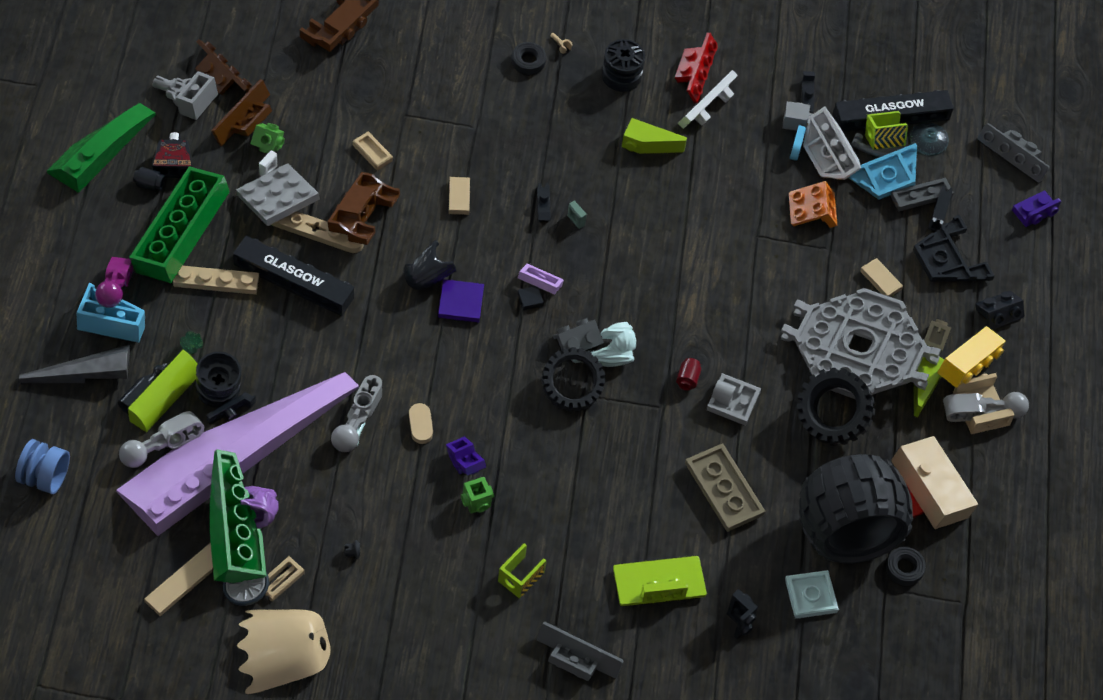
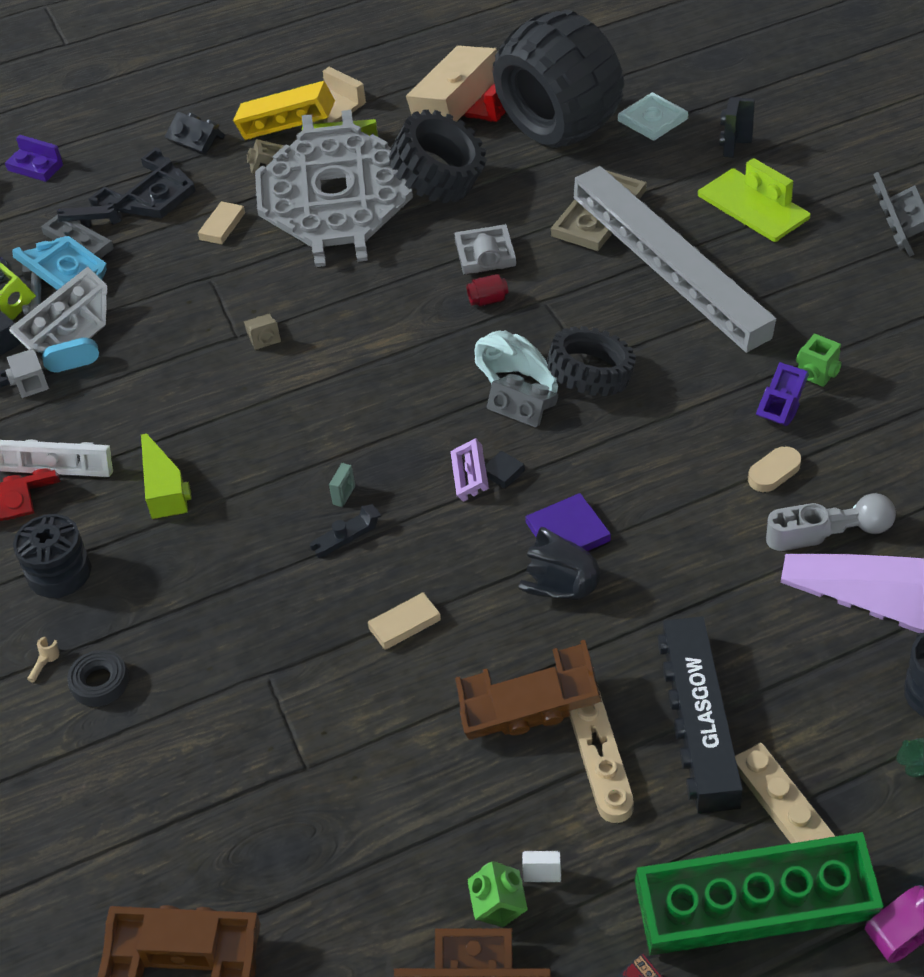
camera: 110 degrees left, 10 degrees down
(277, 194) = (587, 814): light grey plate -> none
(372, 151) = (404, 763): tan tile -> none
(523, 586) = (862, 287): lime piece -> none
(635, 483) = (675, 259): none -> light grey brick
(747, 246) = (262, 331): none -> dark tan bracket
(812, 204) = (161, 304): orange bracket -> none
(966, 406) = (345, 96): light grey beam -> none

